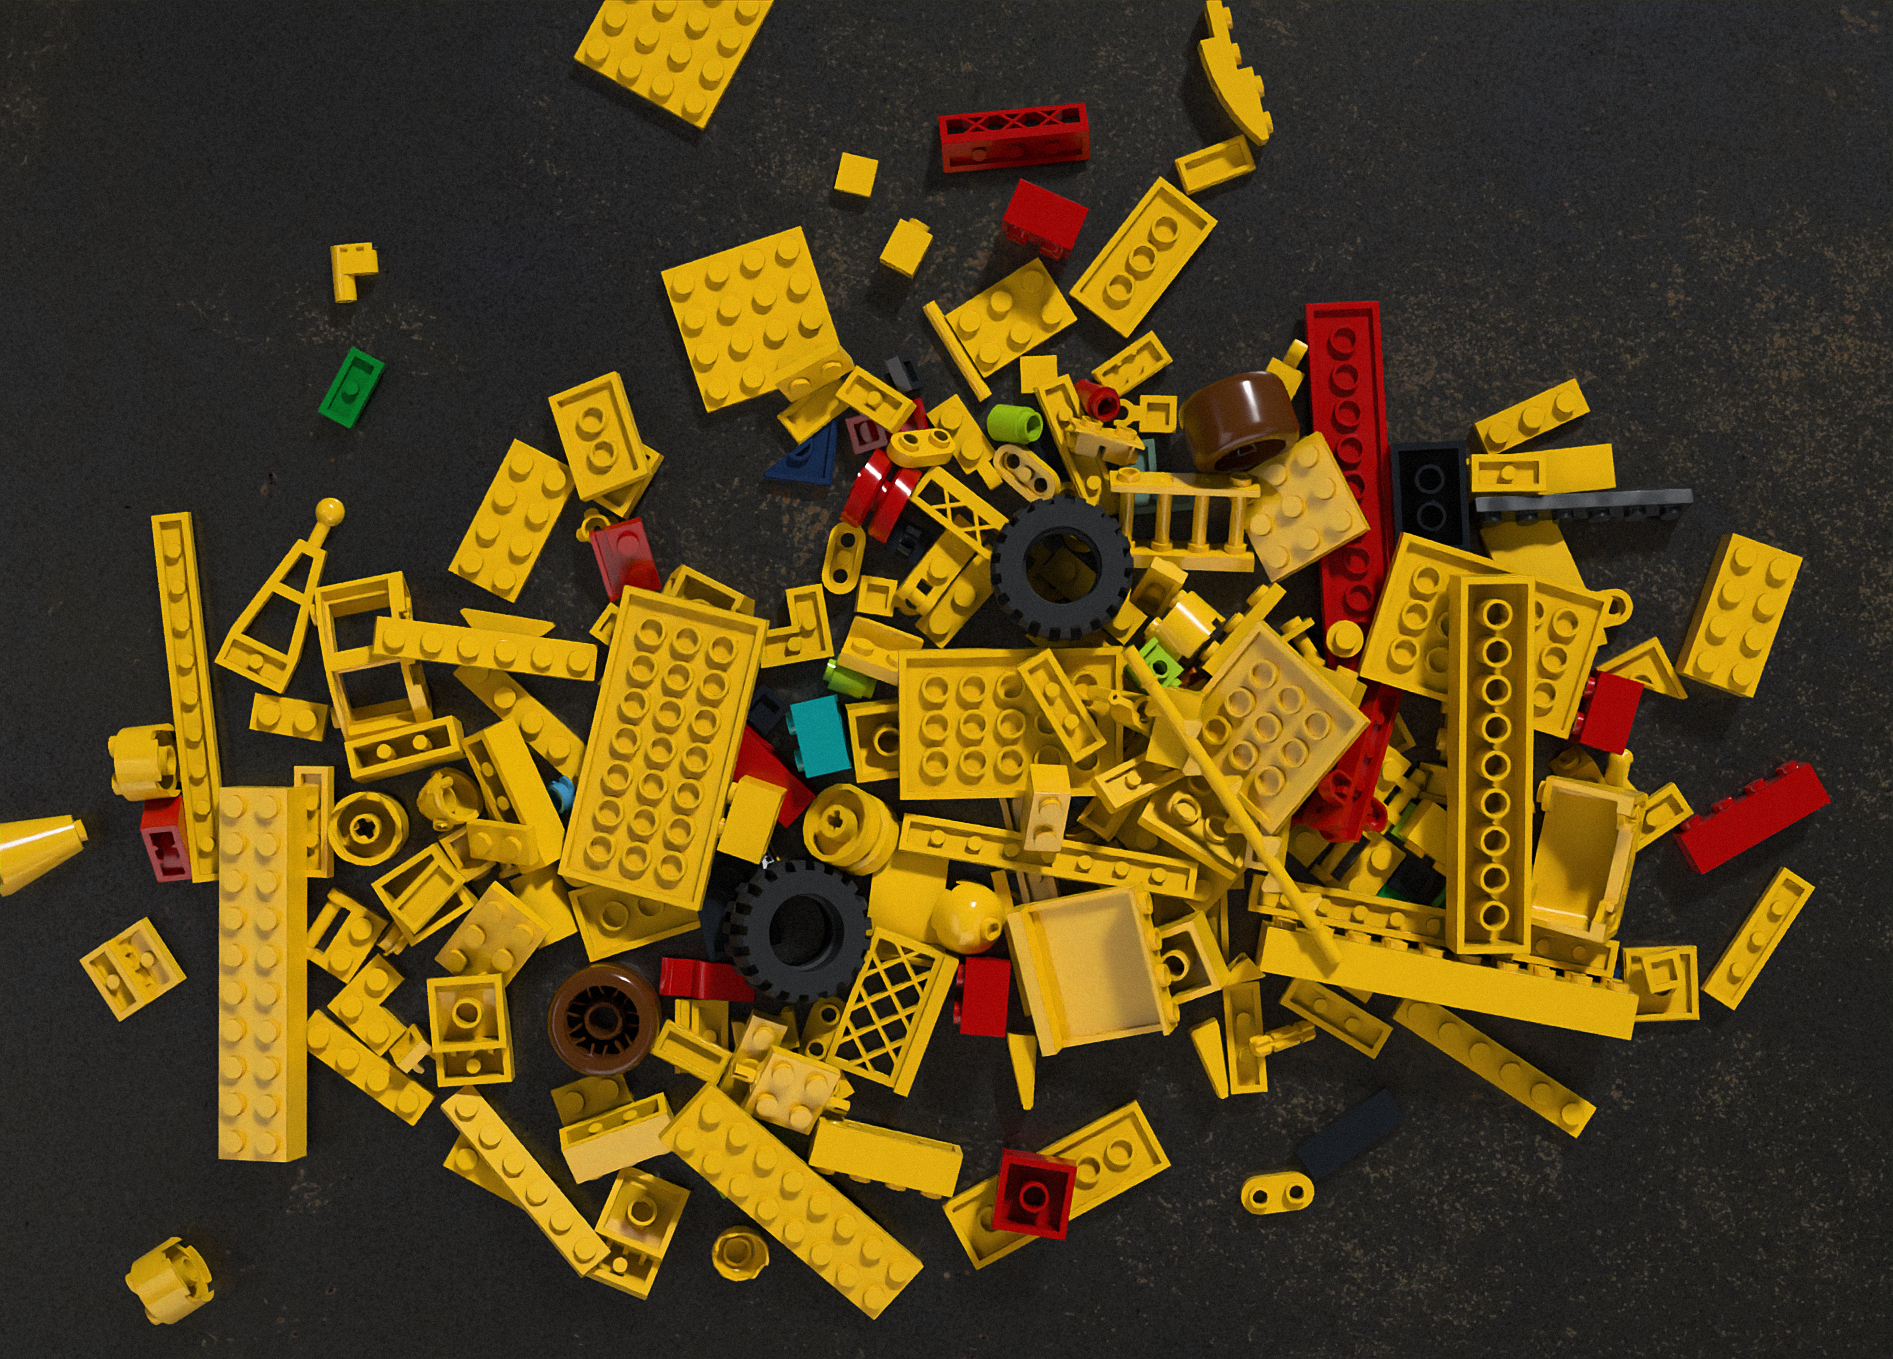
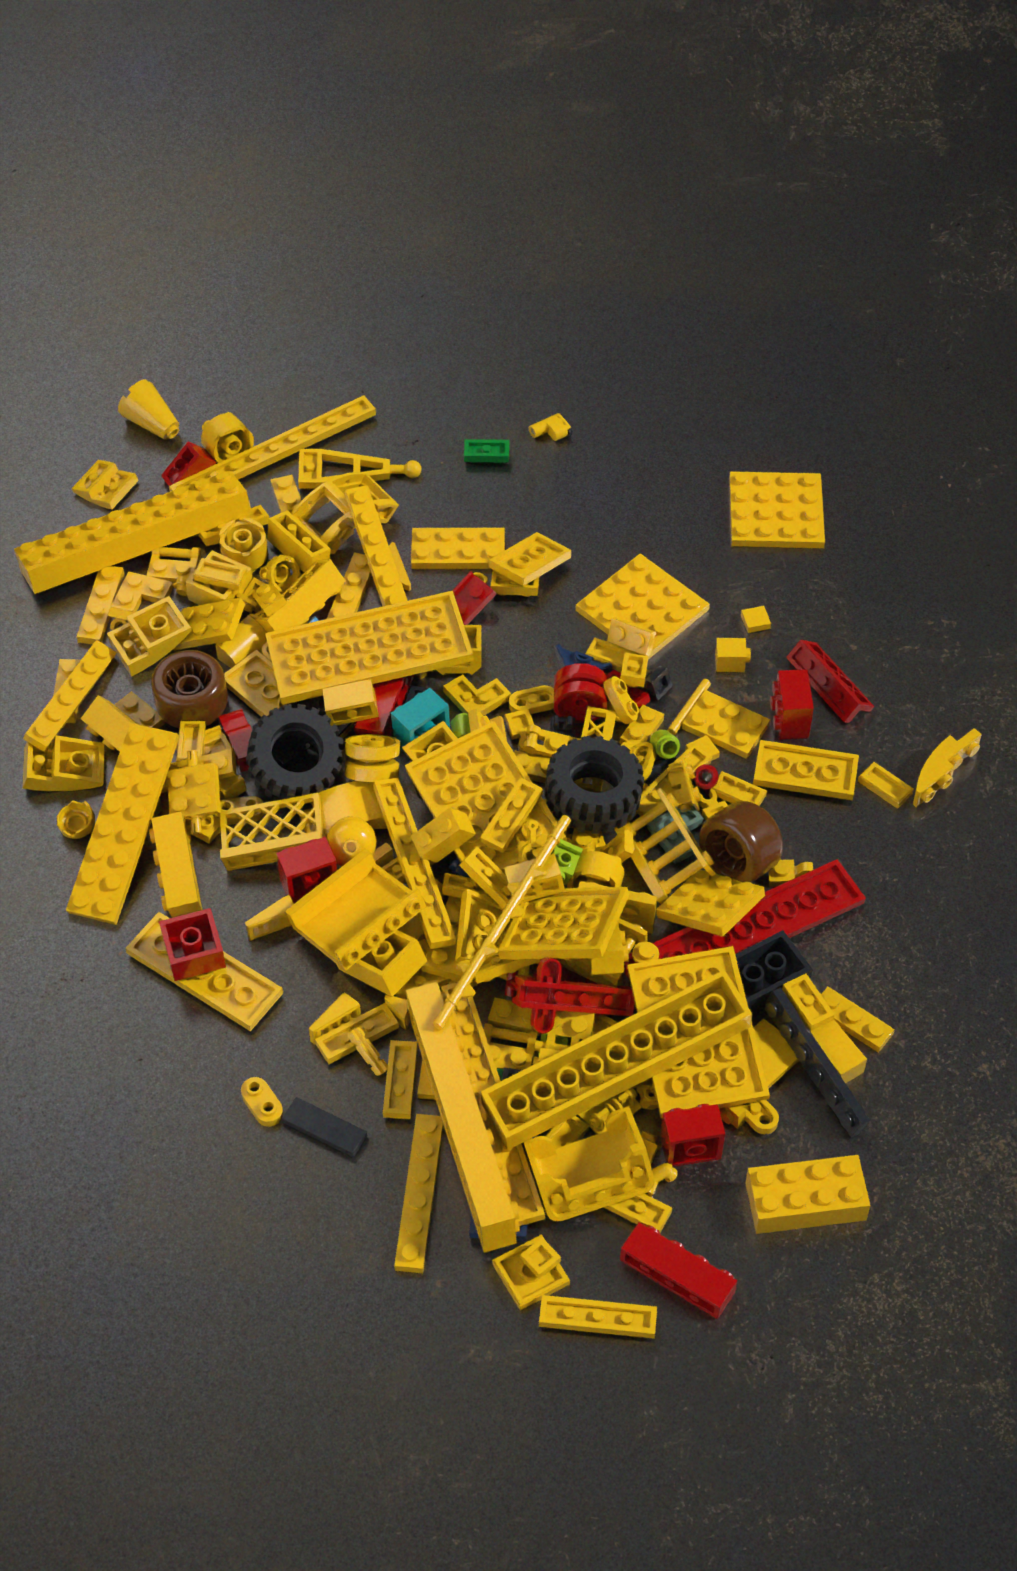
camera: 65 degrees right, 35 degrees down
(1647, 665) = (736, 1161): yellow tile -> none

